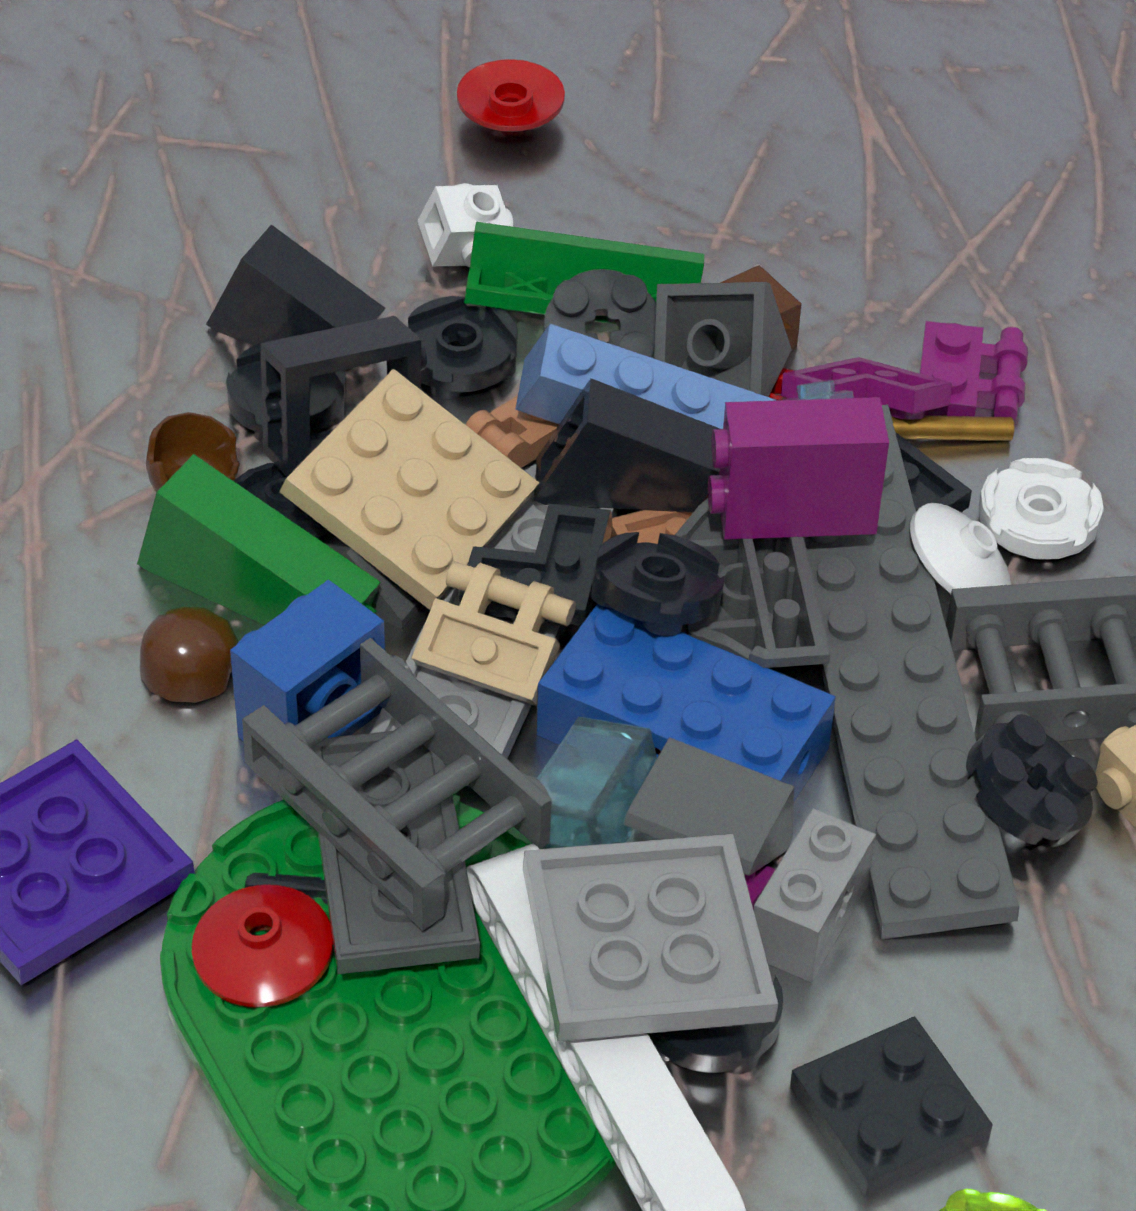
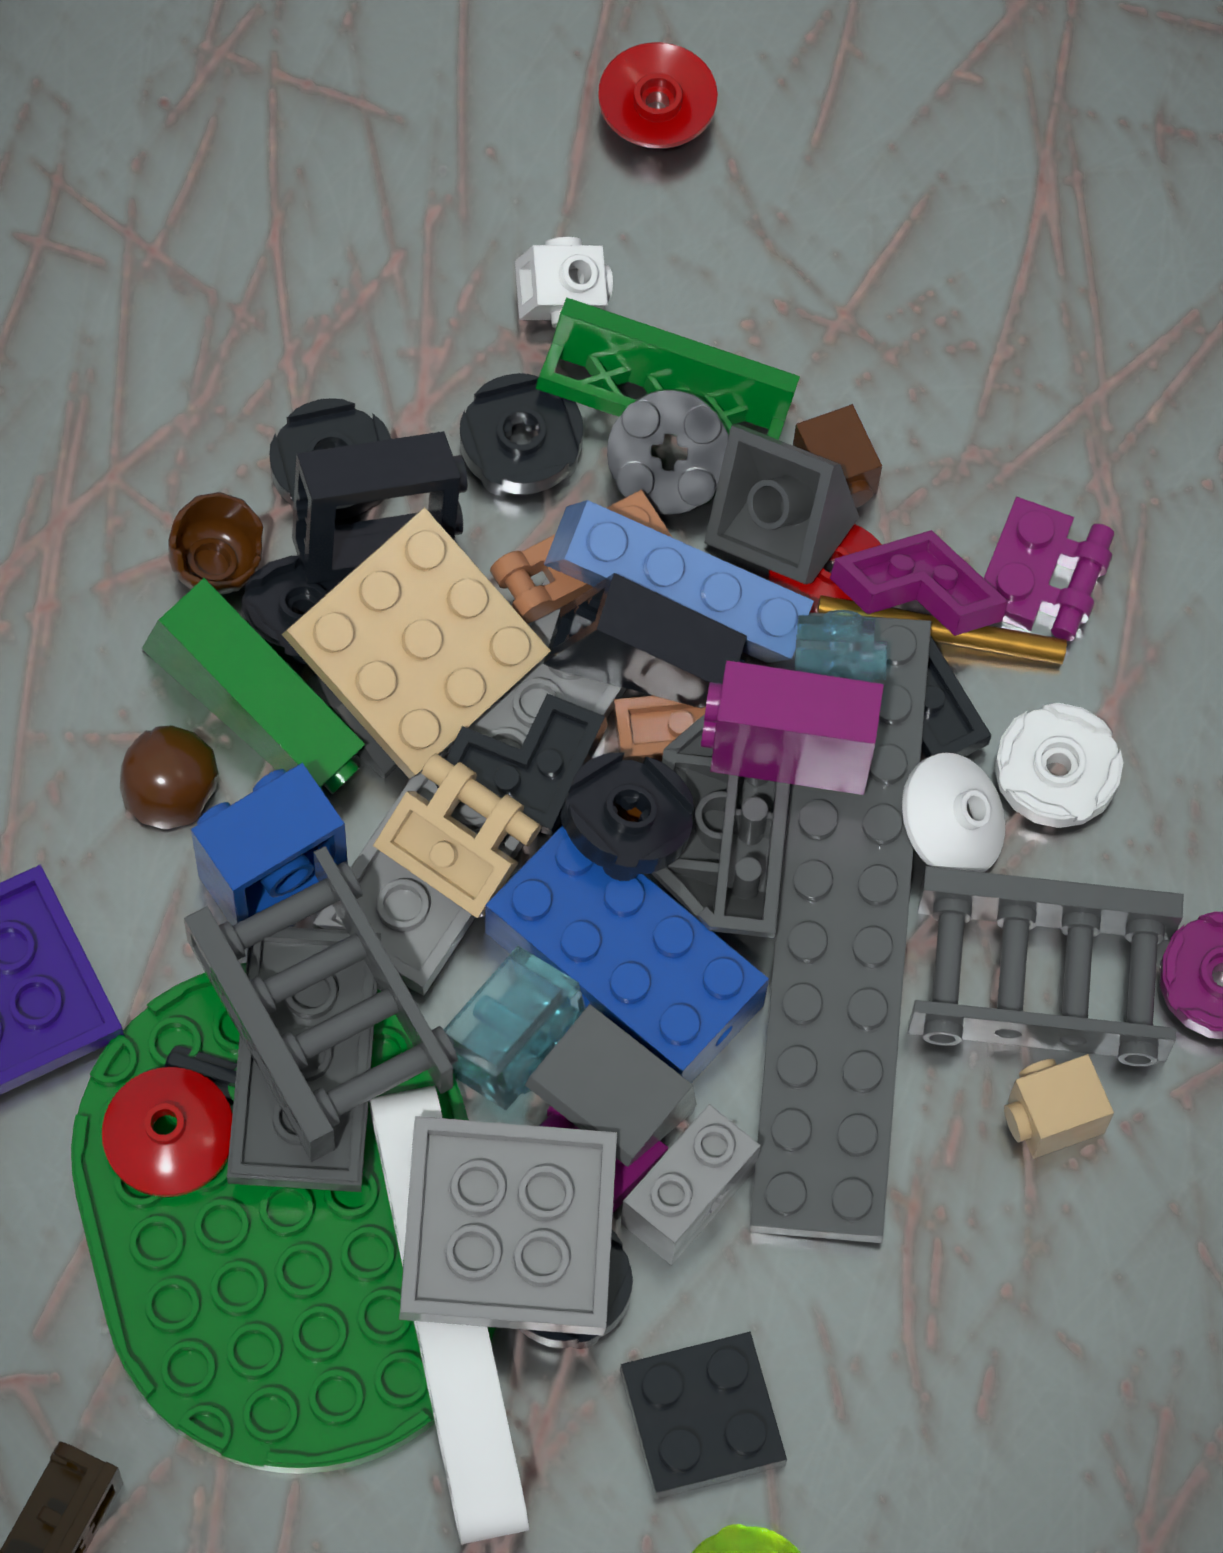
camera: 10 degrees right, 20 degrees up
(287, 293) = (364, 361): black slope -> none
(1022, 753) = (968, 1098): black plate -> none

